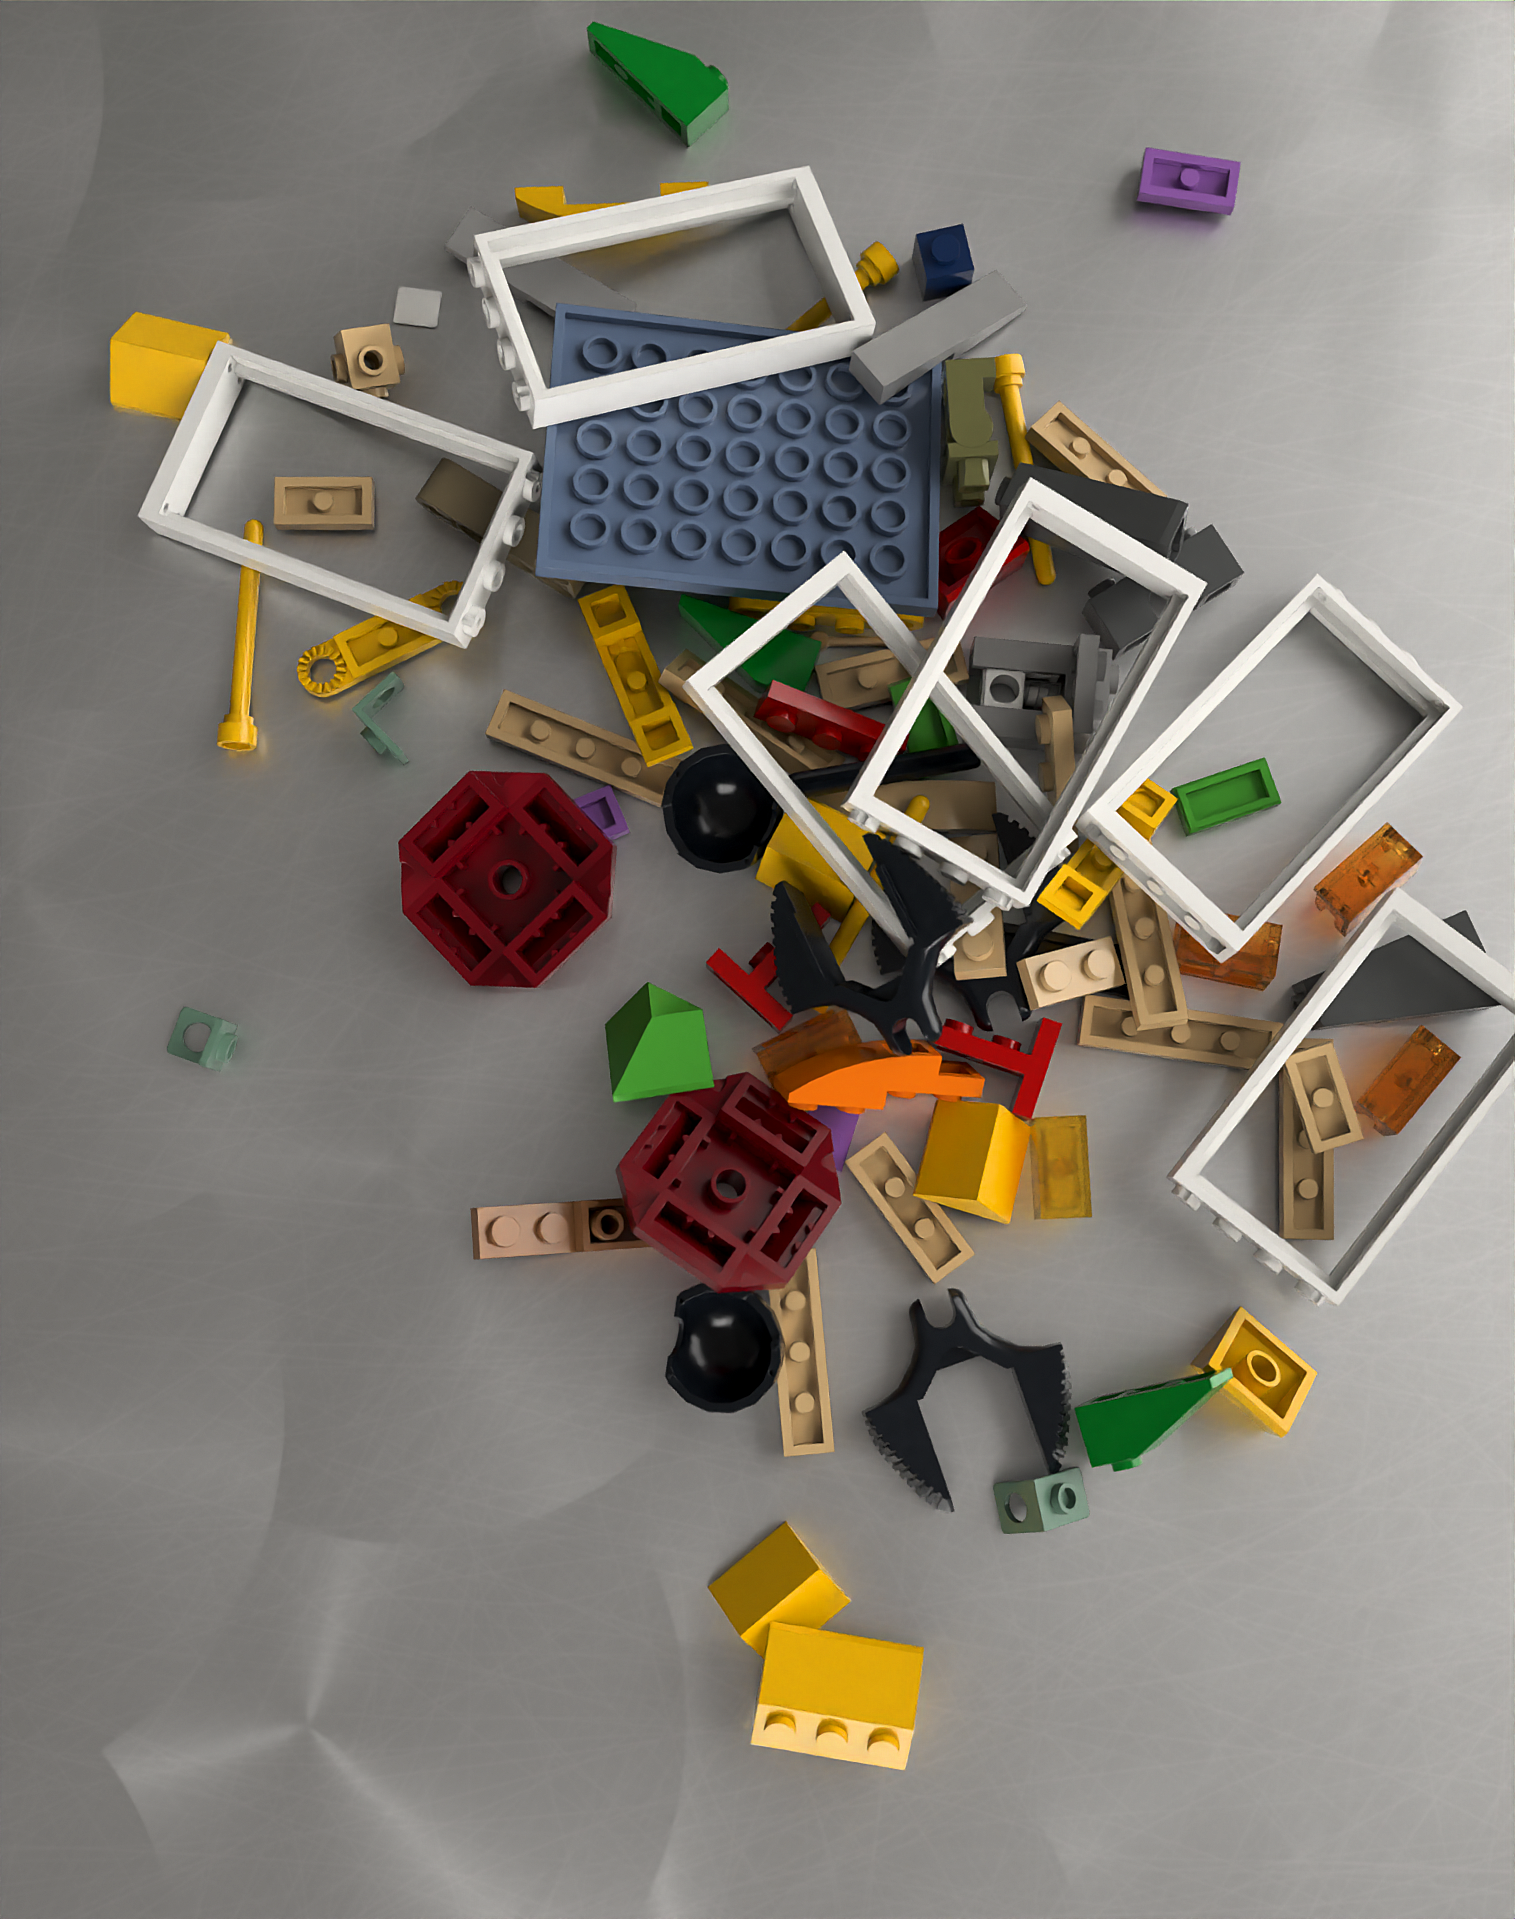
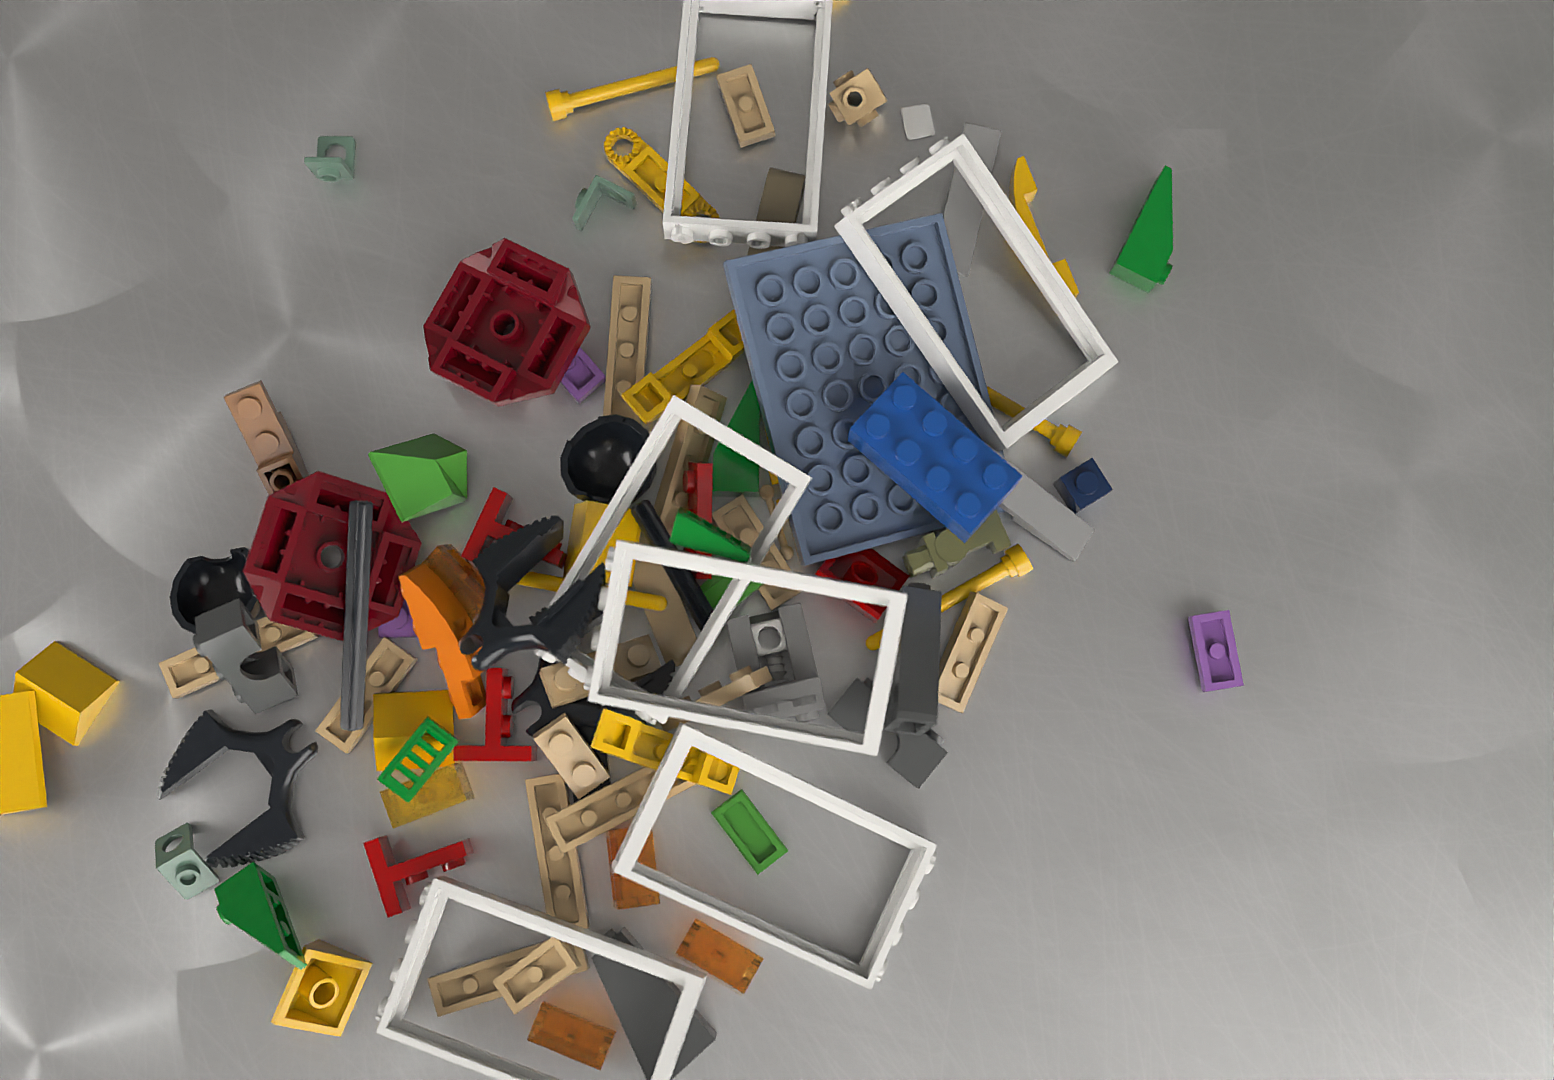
camera: 75 degrees right, 0 degrees up
(814, 1175) = (356, 614): none -> black axle
(820, 1334) = (230, 641): none -> dark grey arch
(863, 405) = (933, 457): none -> blue brick
(868, 708) = (700, 535): none -> green slope
(1027, 1127) = (436, 731): none -> green slope
(1143, 1213) = (390, 875): none -> red bracket

